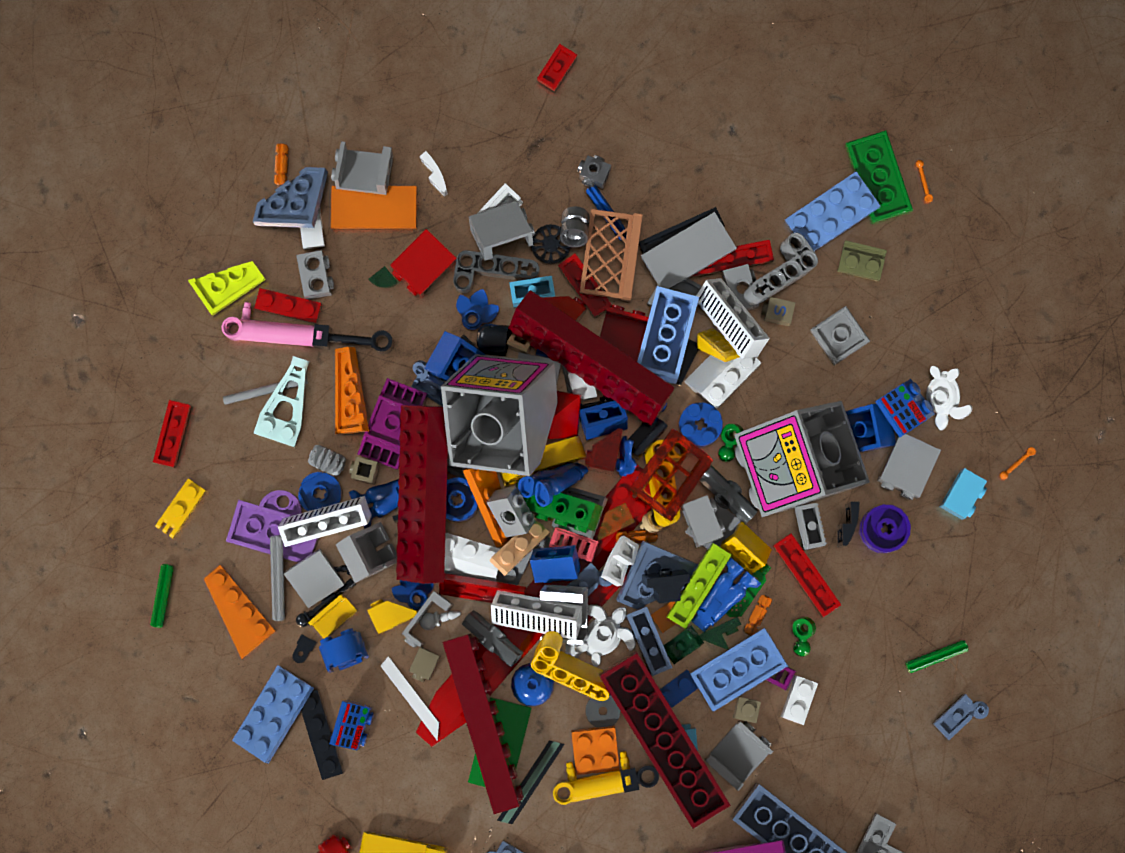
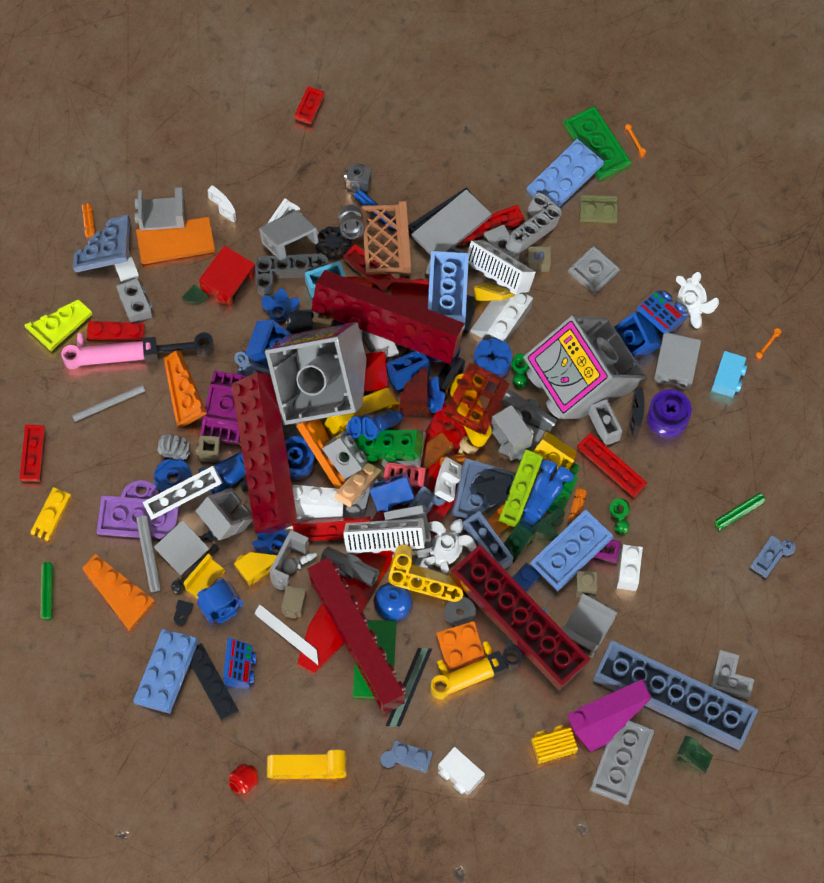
camera: 20 degrees left, 15 degrees down
(277, 429) = (127, 432): light aqua plate -> none

